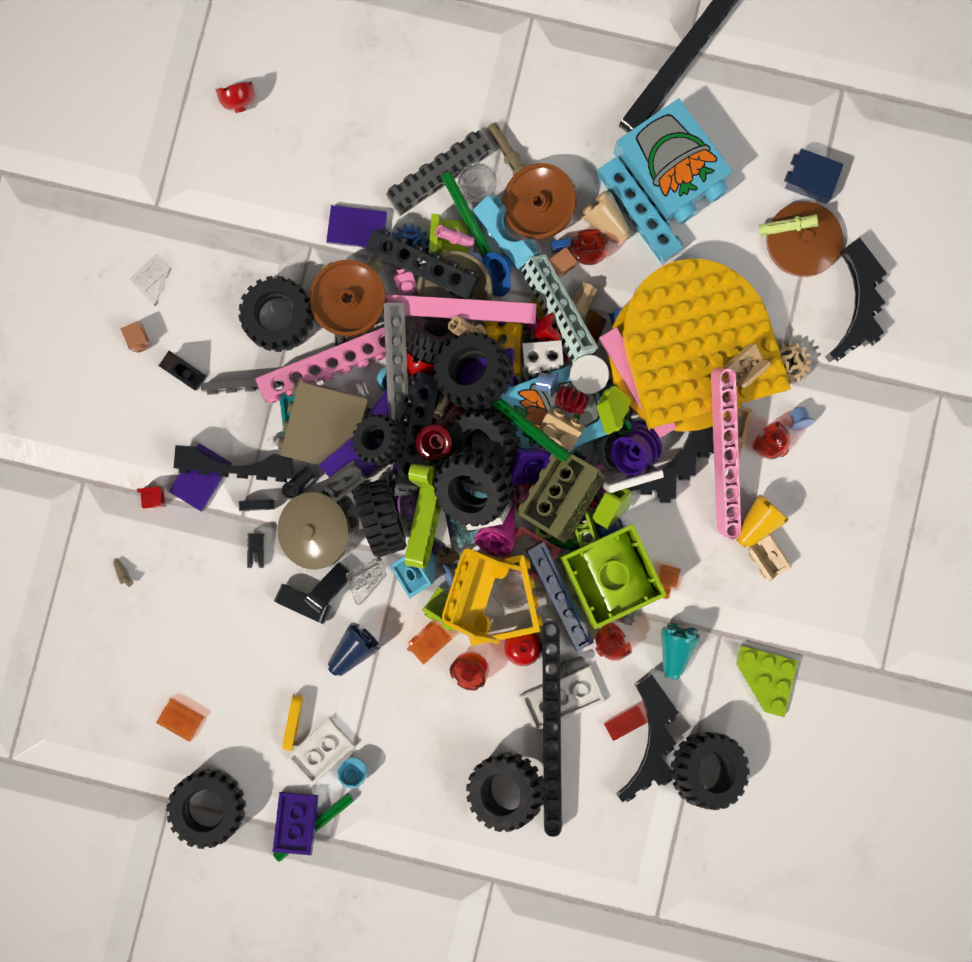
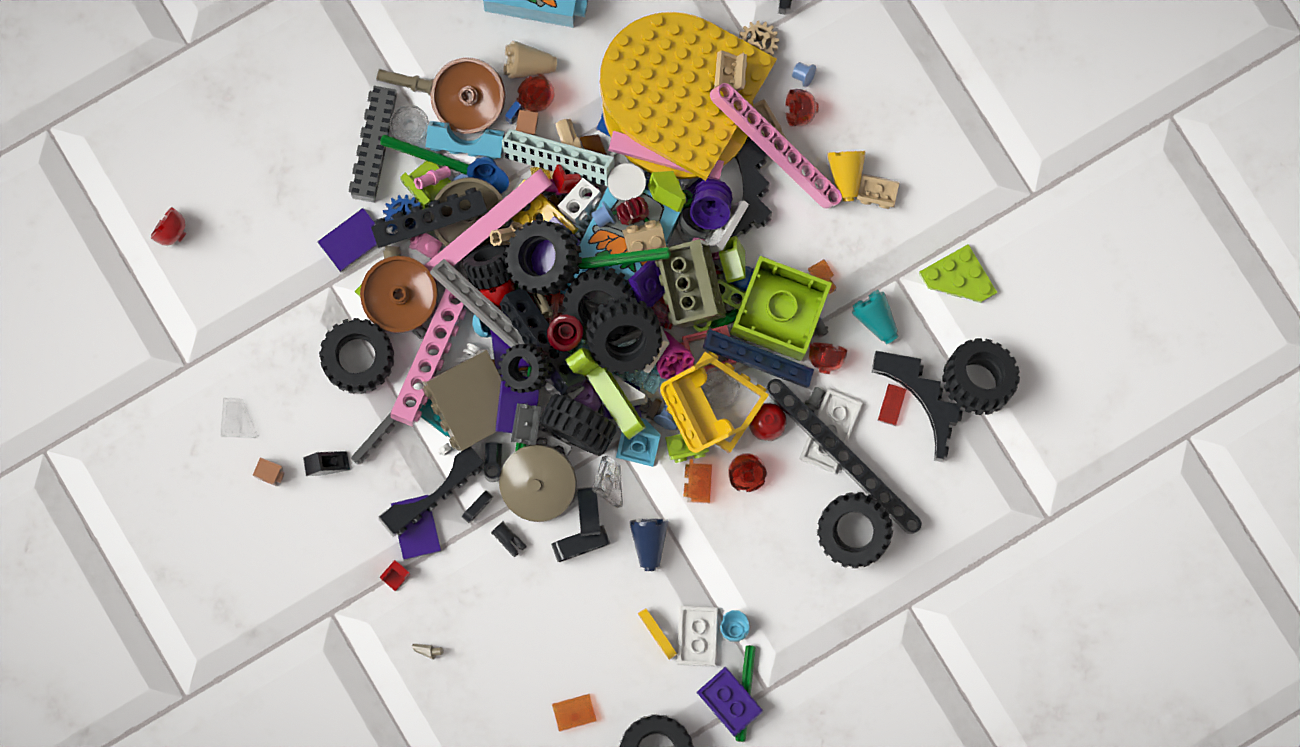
camera: 50 degrees left, 5 degrees down
(616, 168) = (553, 41): medium azure brick -> none

